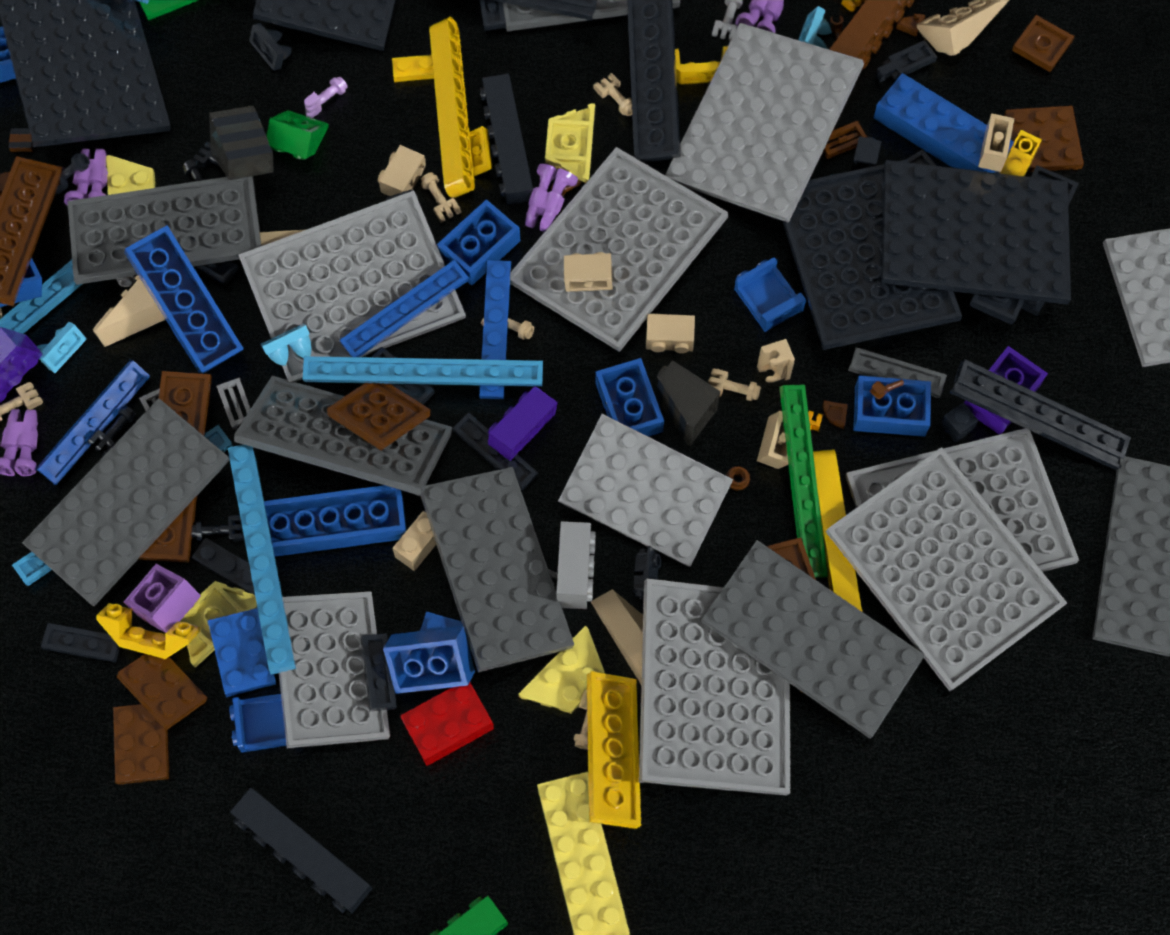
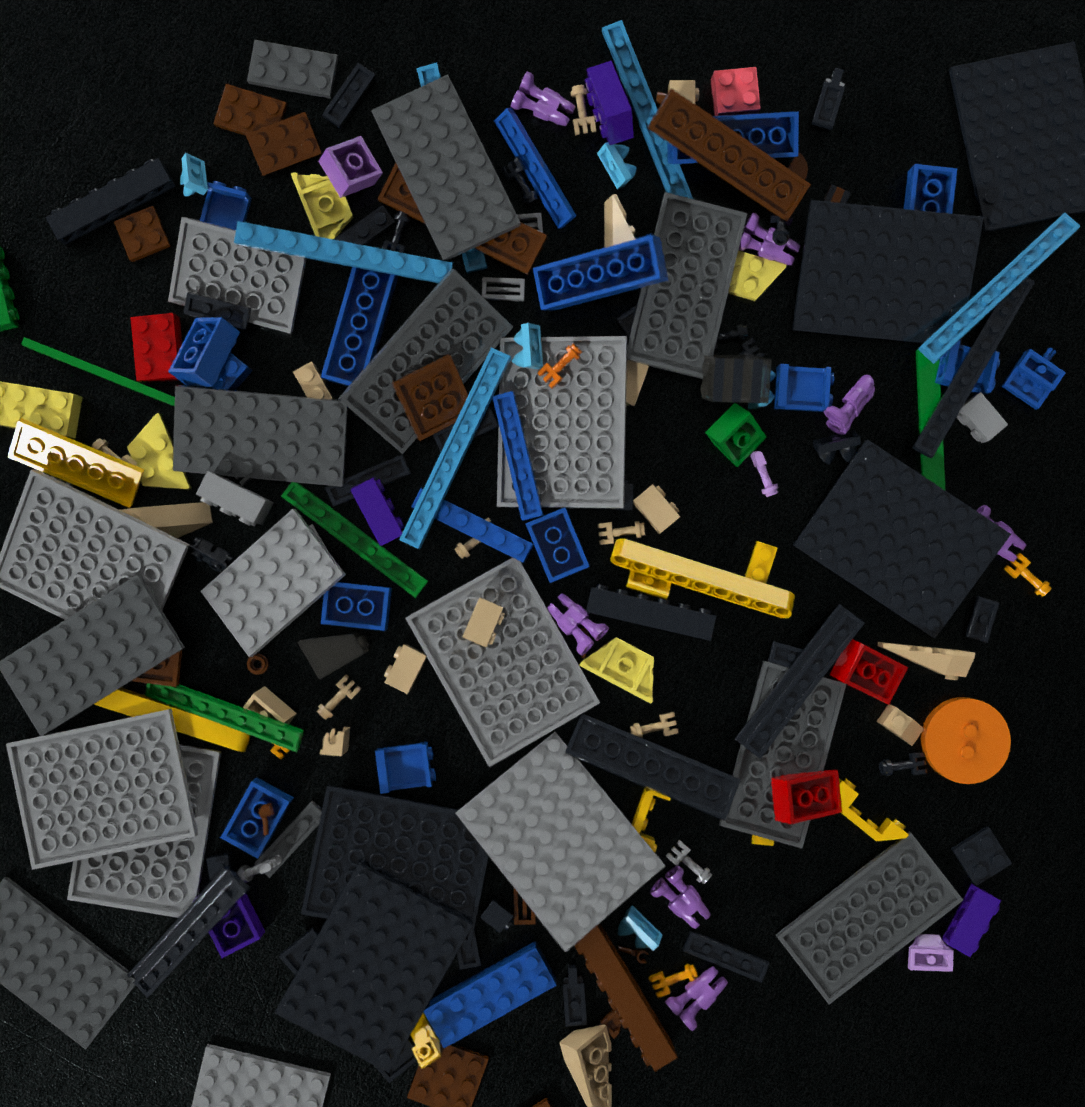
camera: 115 degrees right, 20 degrees up
(72, 719) = (292, 69): none -> dark grey plate
(118, 624) = (335, 132): yellow slope -> none
(223, 88) = (803, 388): none -> blue panel
(230, 770) = (193, 175): none -> medium azure tile
(241, 652) = (280, 209): blue brick -> none
(243, 48) = (841, 419): none -> medium lavender piece
(275, 296) = (573, 352): none -> orange hinge
(324, 802) = (142, 233): none -> reddish brown plate
(500, 772) = (98, 371): none -> green tile
(561, 440) = (354, 538): none -> green tile
(835, 413) = (278, 771): reddish brown tile -> none
(934, 373) = (246, 872): none -> light grey hinge
(996, 142) = (440, 1028): tan brick -> none

